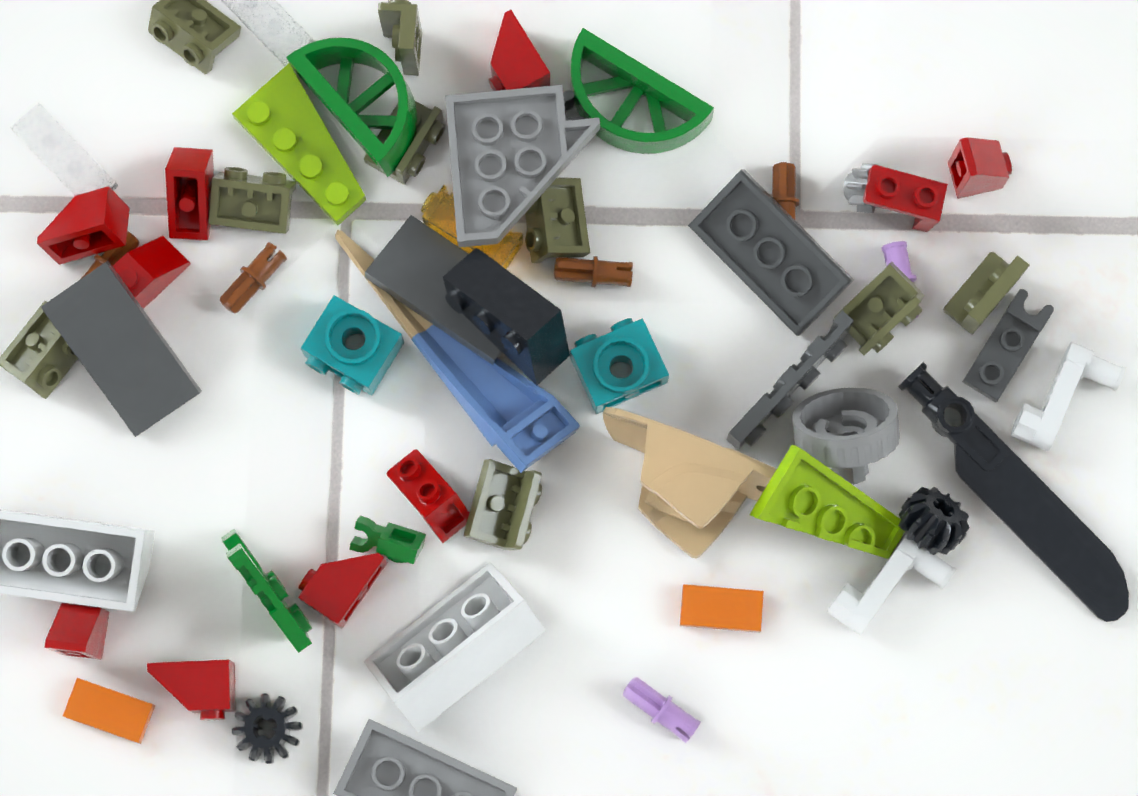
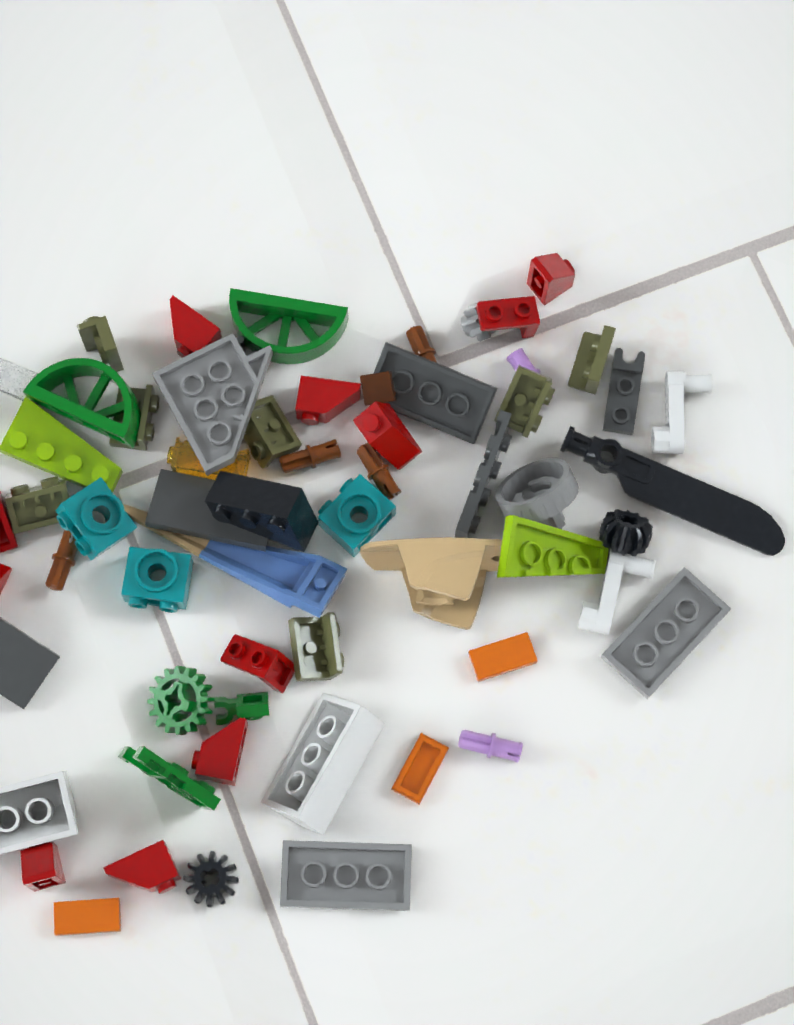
camera: 25 degrees left, 5 degrees down
(294, 265) = (90, 536): none -> teal brick
(320, 502) = (192, 696): none -> green gear
(566, 701) = (420, 768): none -> orange tile
(639, 208) = (324, 399): none -> red slope
(667, 322) = (378, 471): none -> dark orange axle
(697, 282) = (387, 434): none -> red slope
(709, 221) = (377, 387): none -> reddish brown tile
(931, 661) = (665, 633): none -> light grey plate

